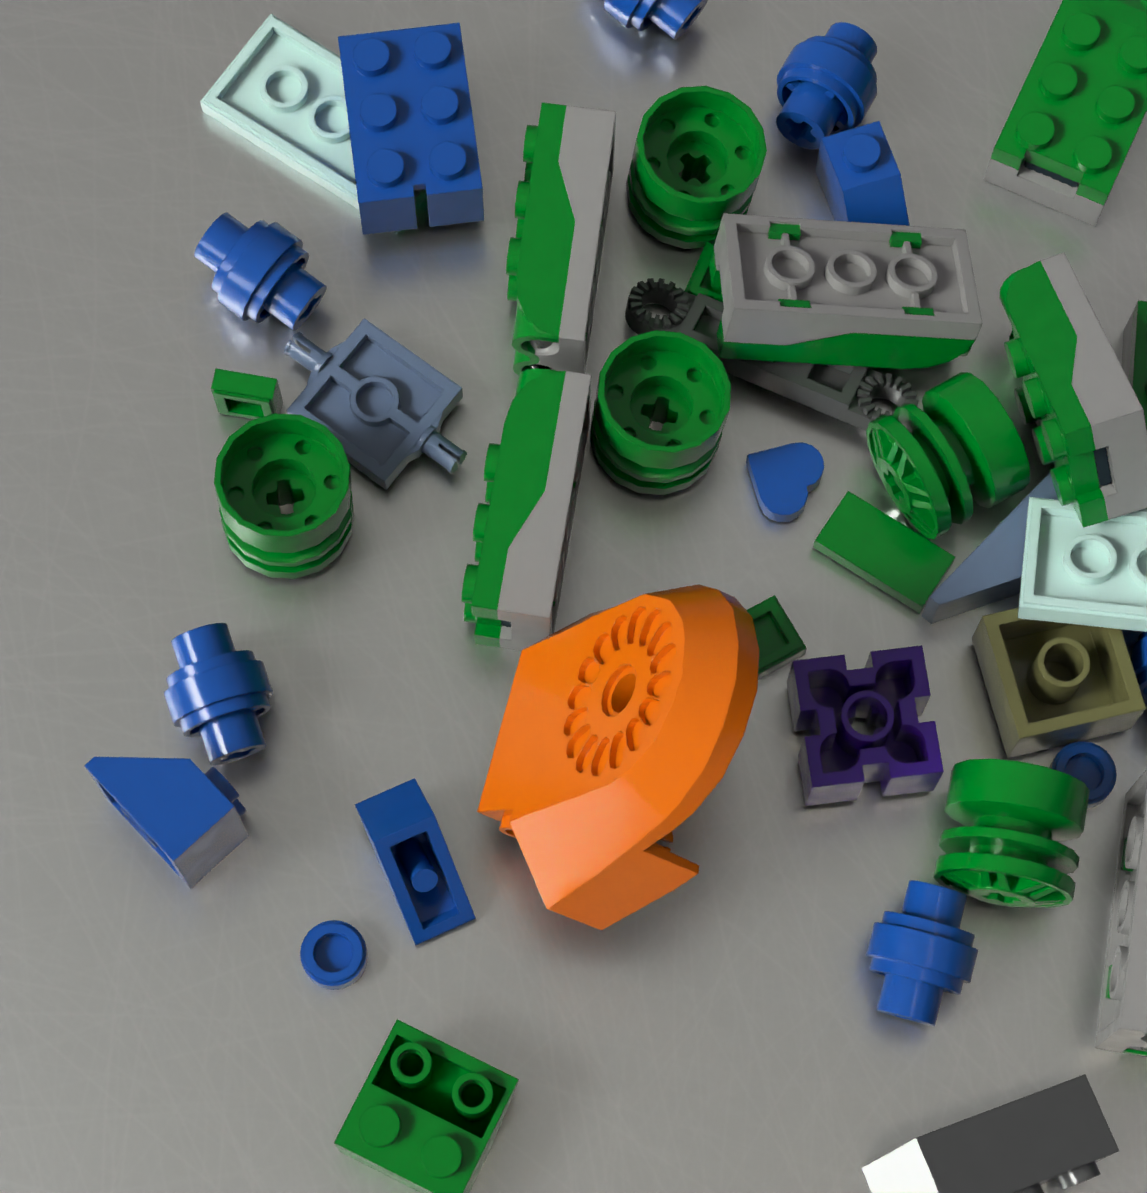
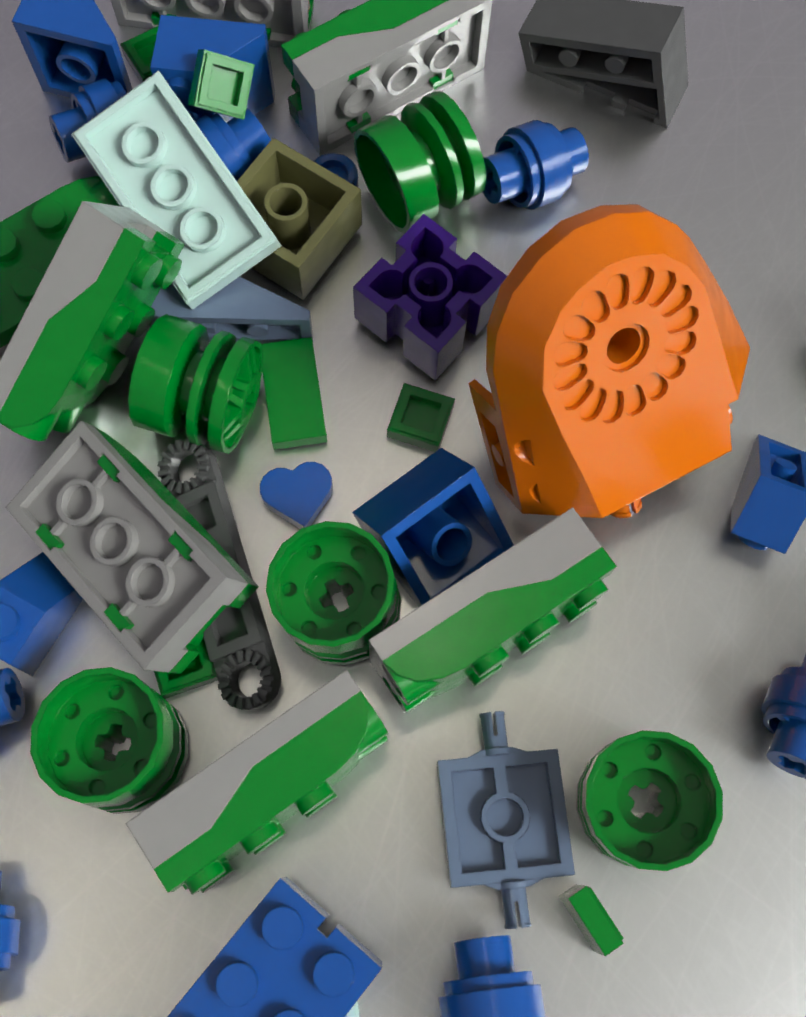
camera: 135 degrees left, 0 degrees up
(642, 539) = (435, 525): none -> blue slope

